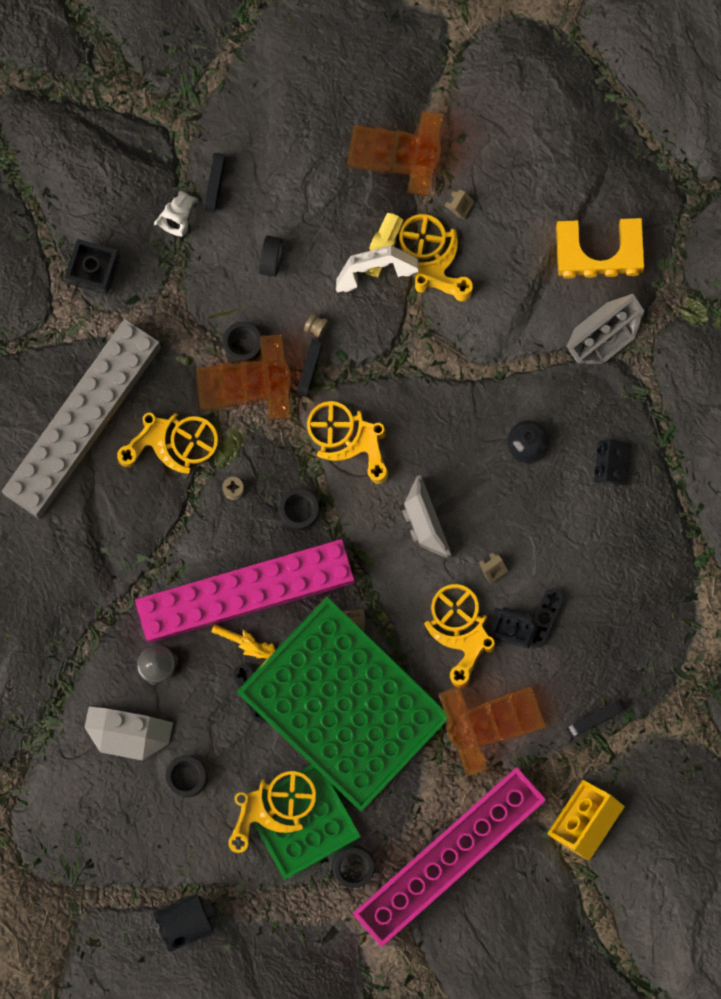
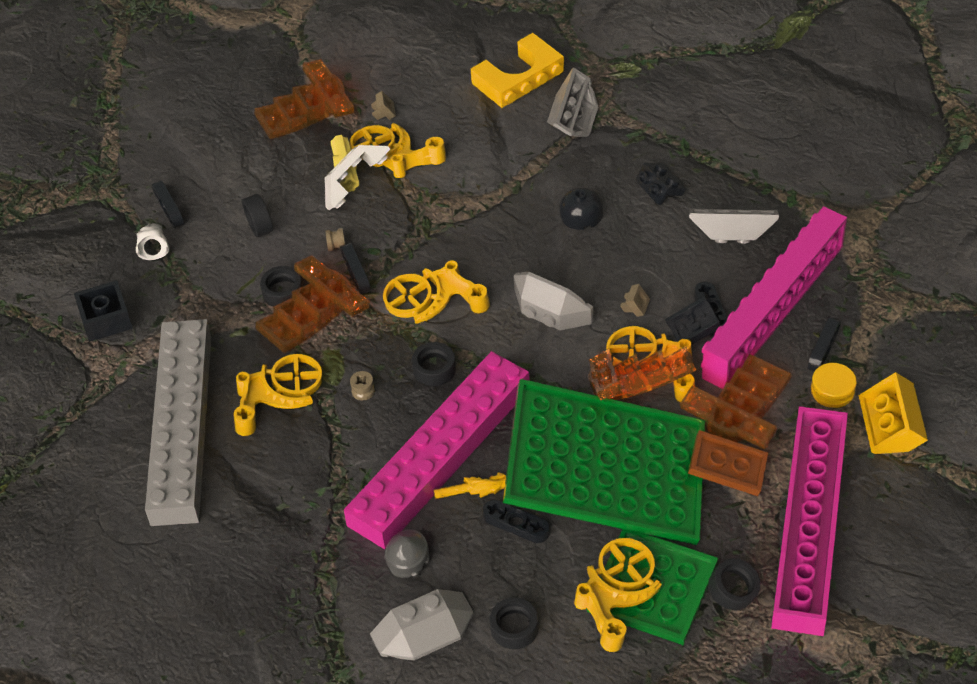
camera: 40 degrees left, 30 degrees down
(427, 644) = (636, 376): none -> clear orange slope
(433, 767) = (728, 463): none -> dark orange plate
(569, 759) = (833, 385): none -> yellow head
(595, 651) = (773, 297): none -> dark pink brick
(629, 552) = (733, 223): none -> light grey wedge

